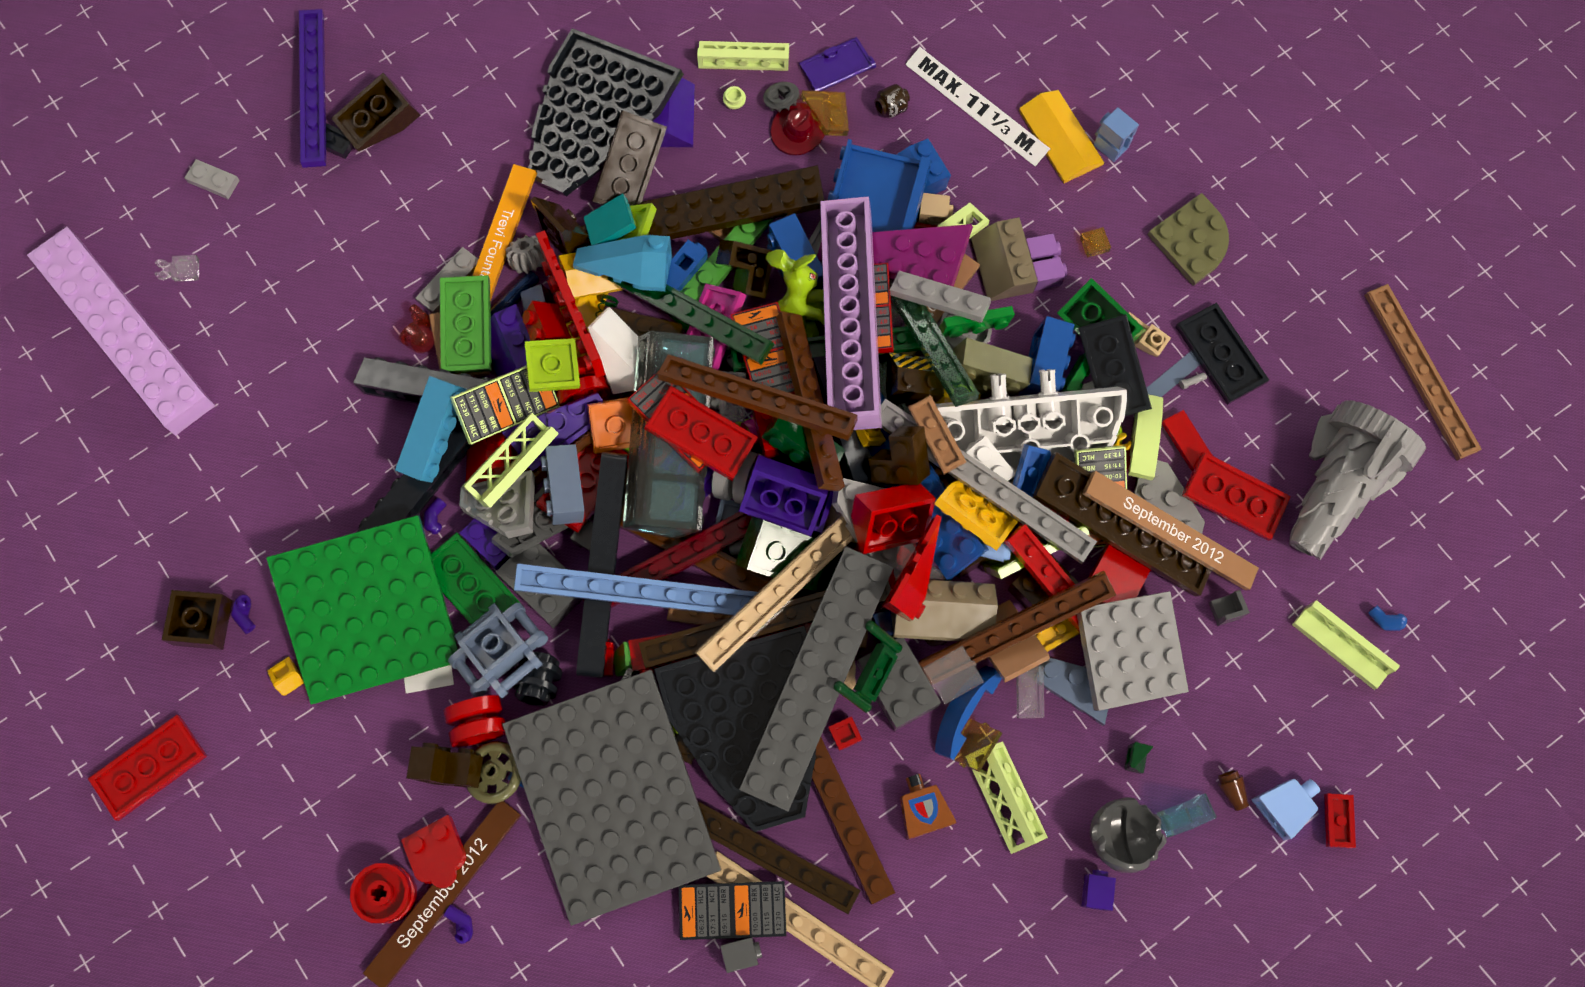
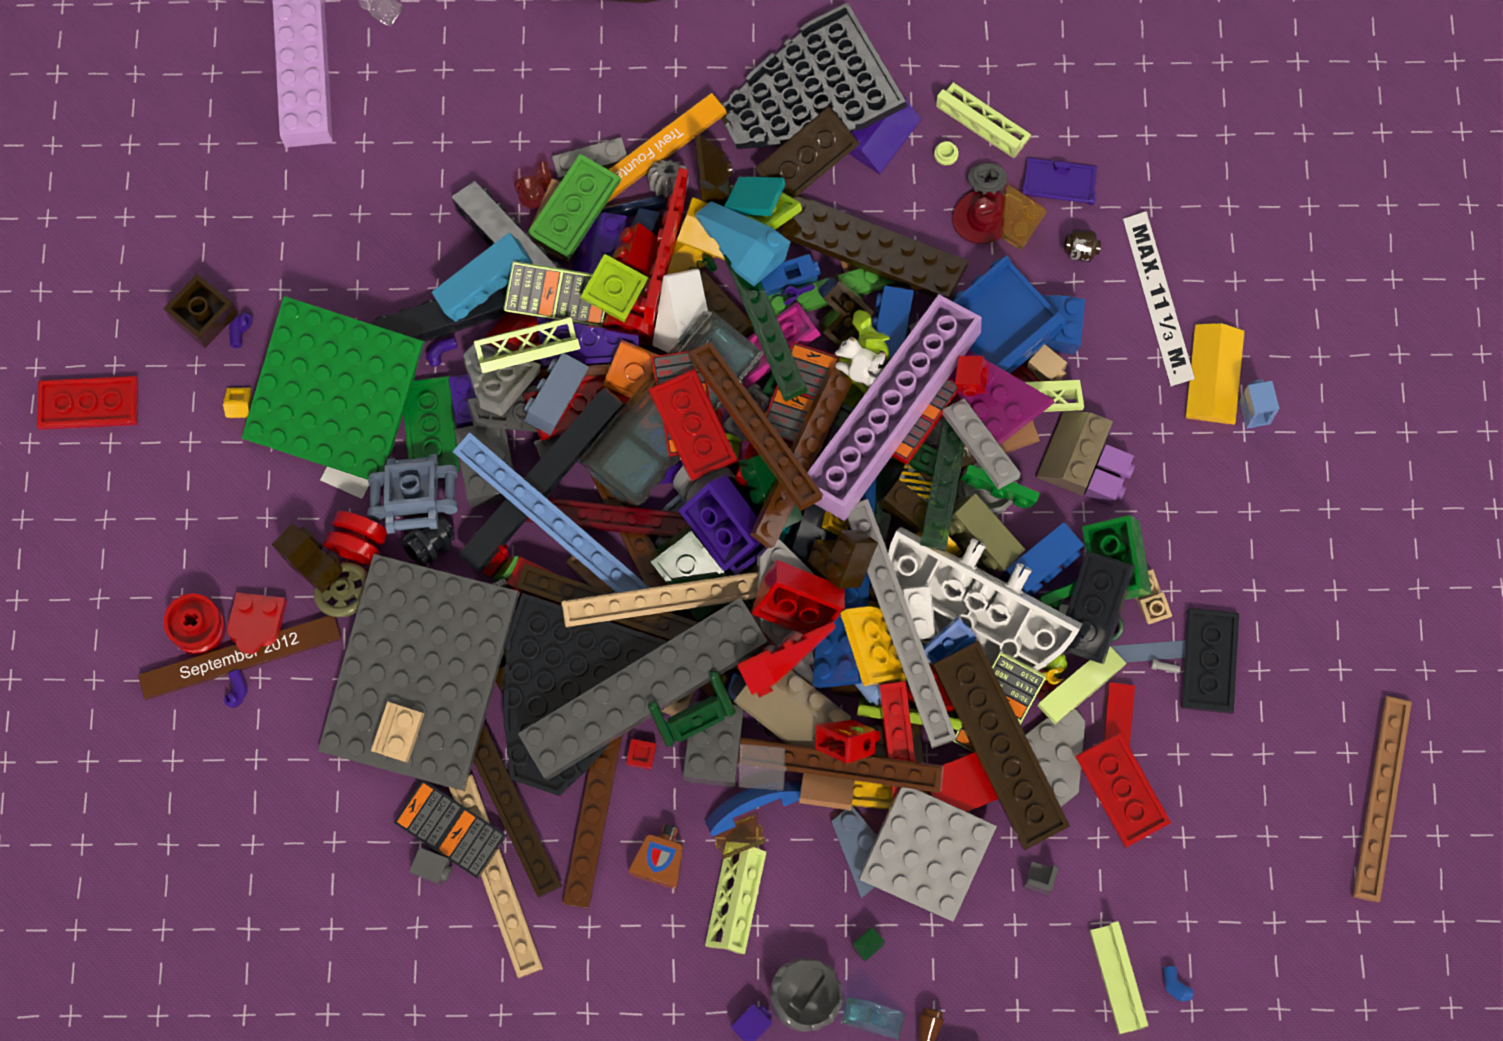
camera: 40 degrees right, 0 degrees up
(631, 861) = (397, 732): none -> tan plate
(698, 278) = (794, 293): none -> dark purple hand
(803, 293) = (864, 362): none -> white animal
(893, 247) = (972, 375): none -> red brick
(937, 435) = (886, 558): medium nougat tile -> none
(1010, 605) = (846, 740): none -> red torso
(1030, 693) = (817, 828): clear plate -> none
(1095, 242) = (1171, 488): clear yellow plate -> none
(1170, 530) = (1036, 777): medium nougat tile -> none
(1193, 238) = (1264, 543): olive plate -> none
(1363, 459) = (1247, 834): light grey cone -> none

